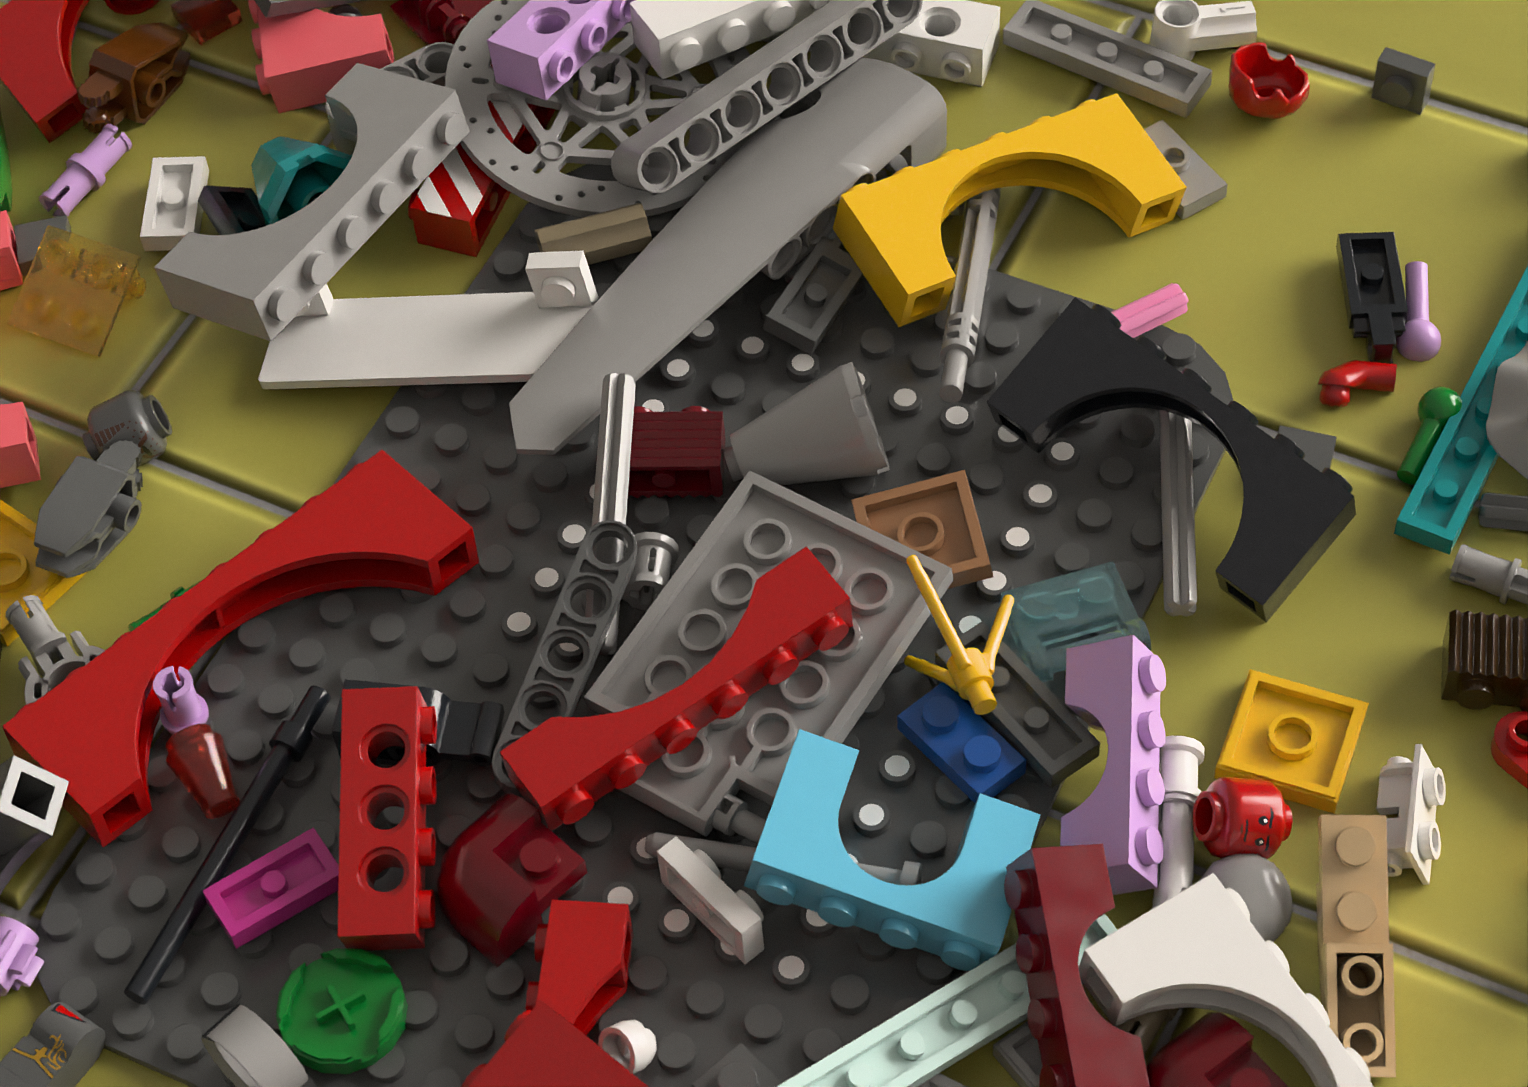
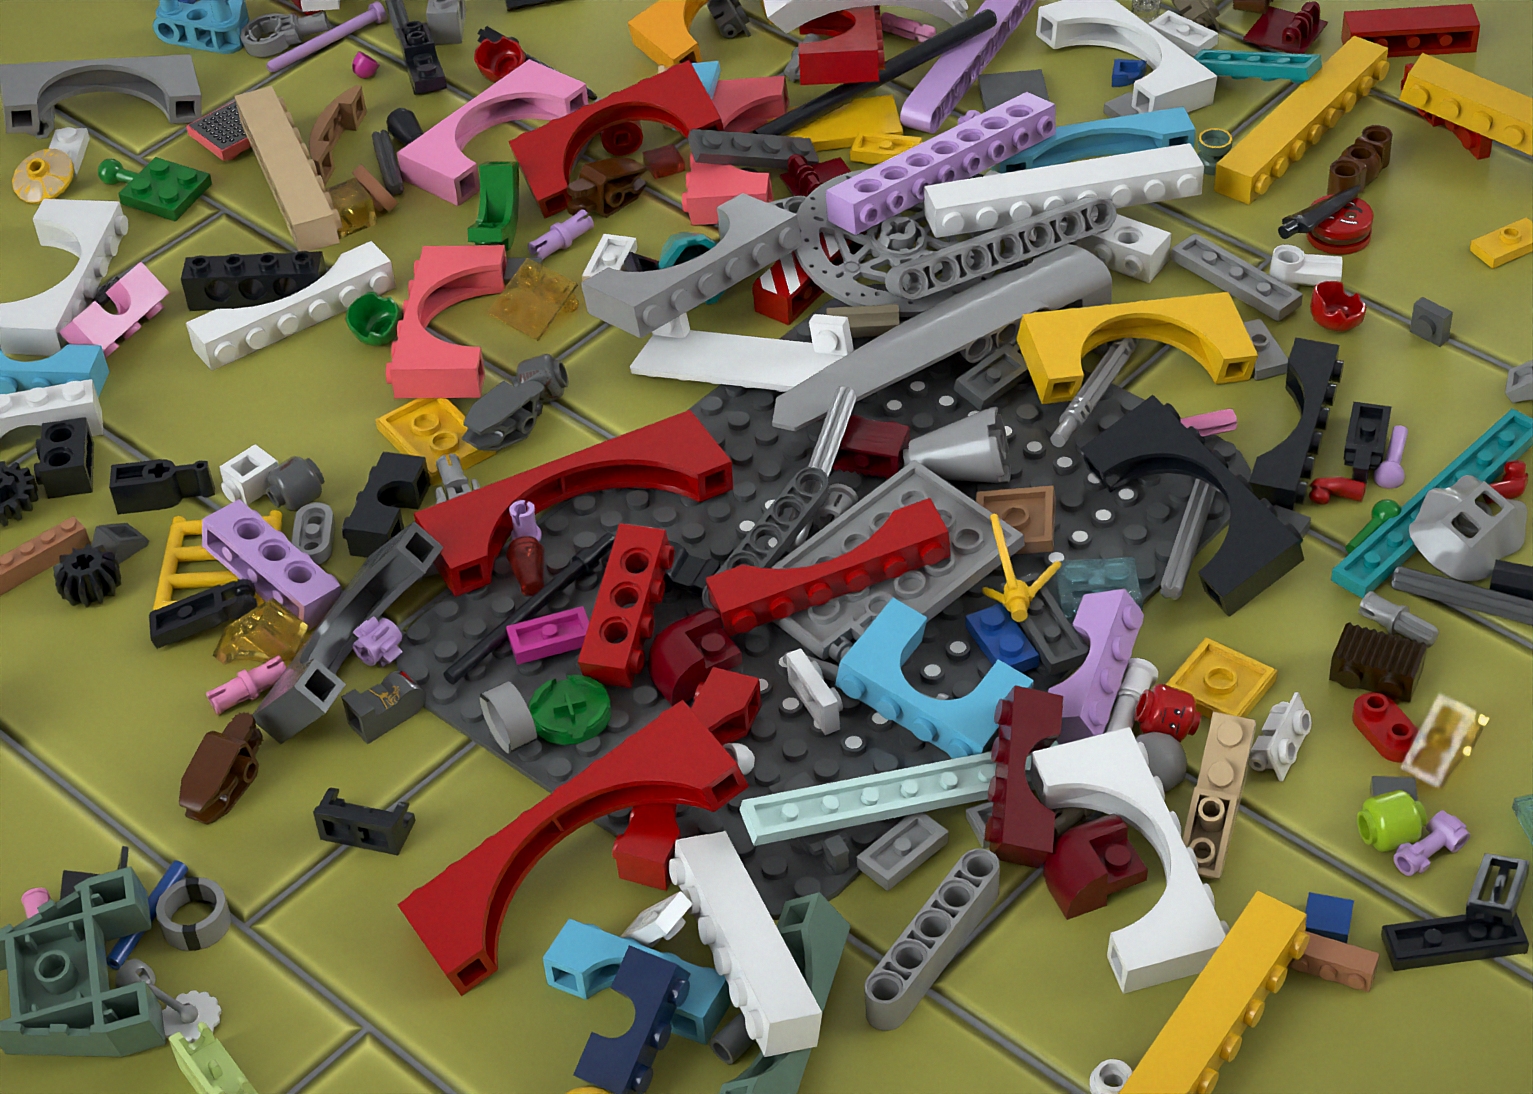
camera: 15 degrees right, 10 degrees down
(1265, 212) = (1309, 381): none -> black arch

